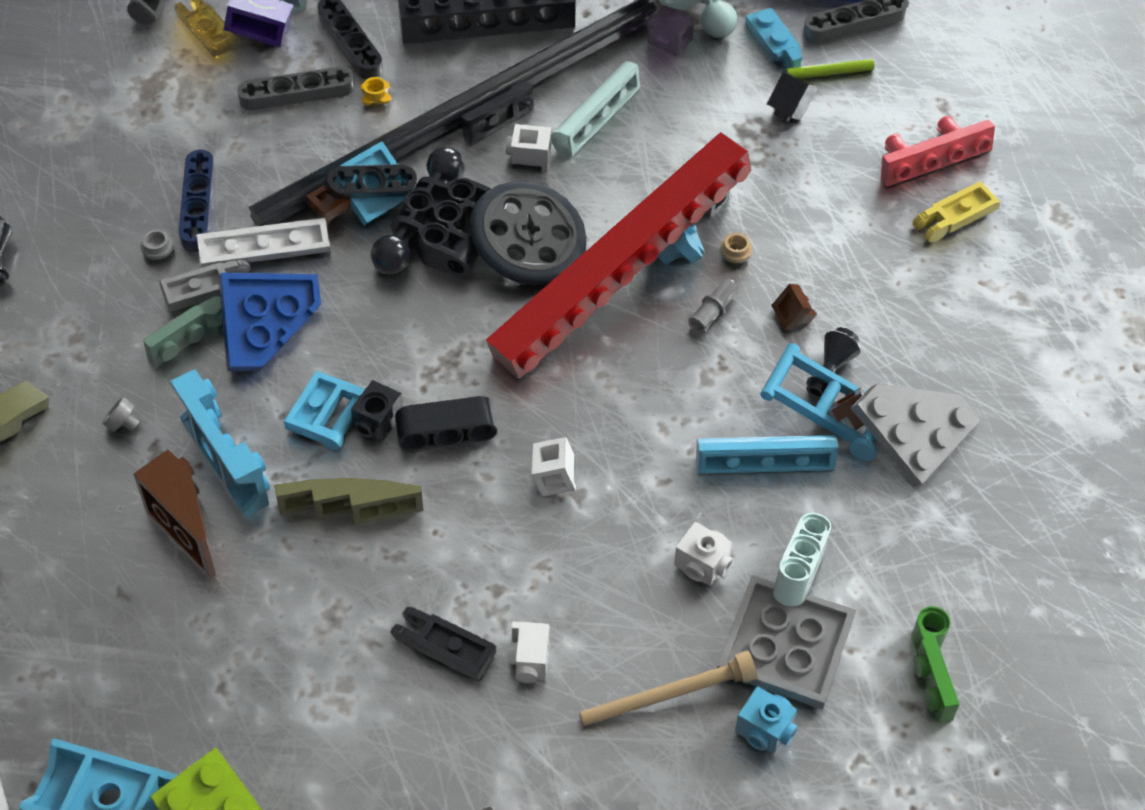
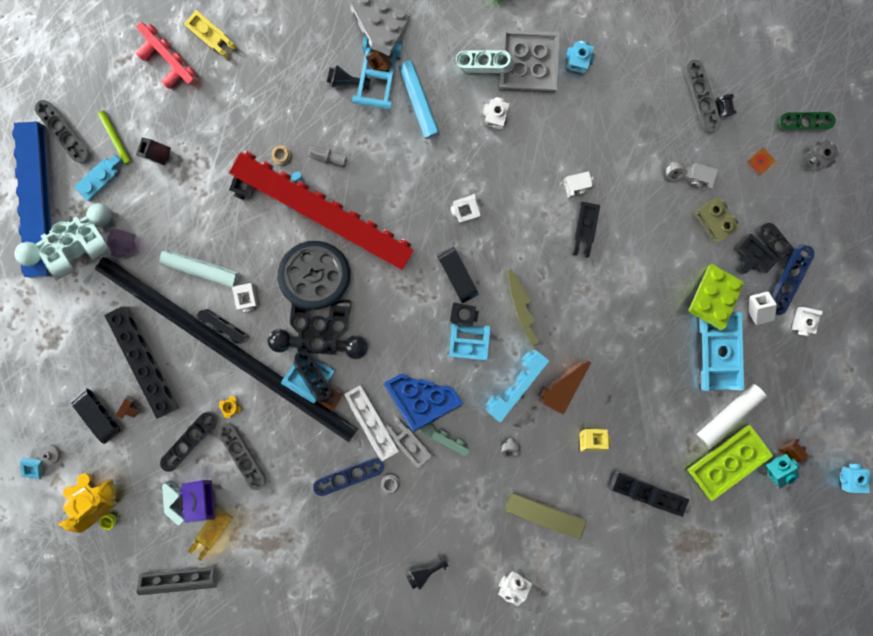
camera: 105 degrees left, 35 degrees up
(64, 527) = (601, 437): none -> light yellow brick
(738, 669) = (559, 77): tan piece -> none
(793, 307) = (316, 110): reddish brown tile -> none

